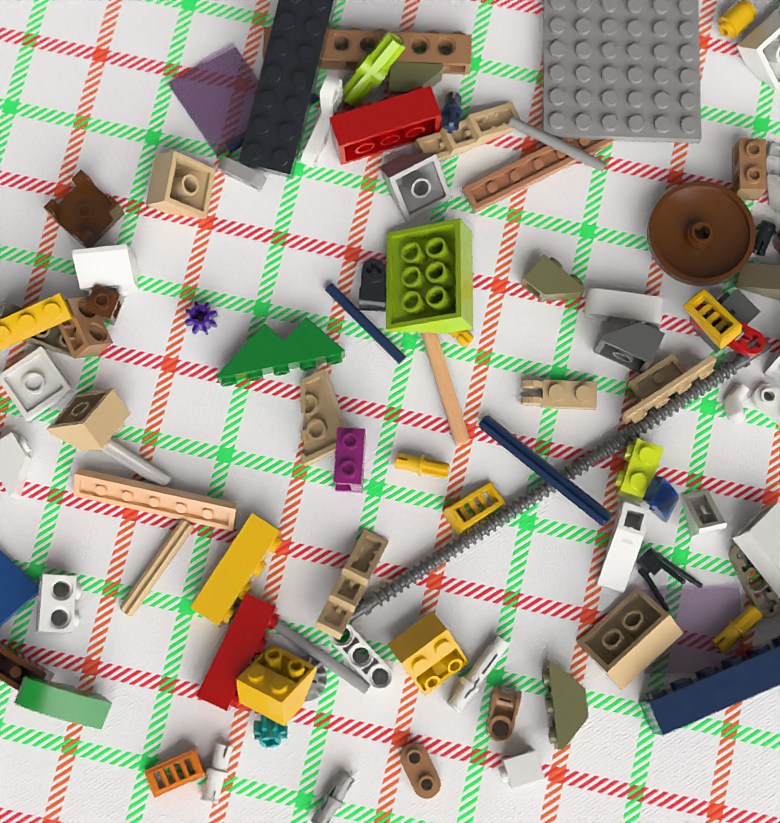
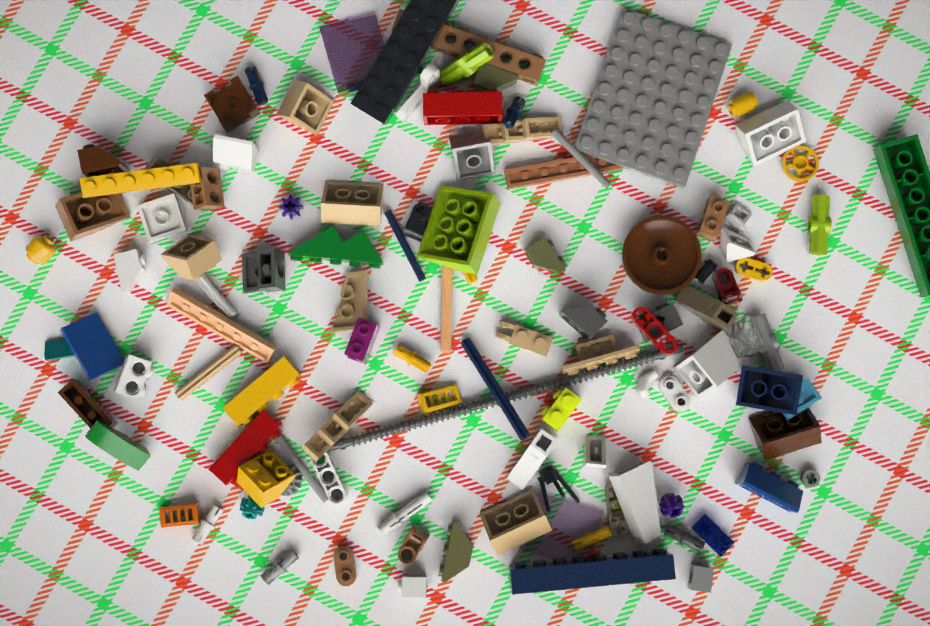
camera: 15 degrees right, 5 degrees up
(105, 304) = (226, 177): reddish brown bracket -> none
(108, 178) = (256, 85): none -> dark blue axle
(190, 410) = (263, 271): none -> dark grey brick
(241, 173) = (351, 111): light grey beam -> none
(280, 289) = (352, 203): none -> tan slope
(428, 653) = (374, 489): yellow slope -> none
(623, 307) = (589, 291): white beam -> none
(661, 498) = (568, 433): clear blue slope -> none
(713, 333) = (649, 336): yellow slope -> none

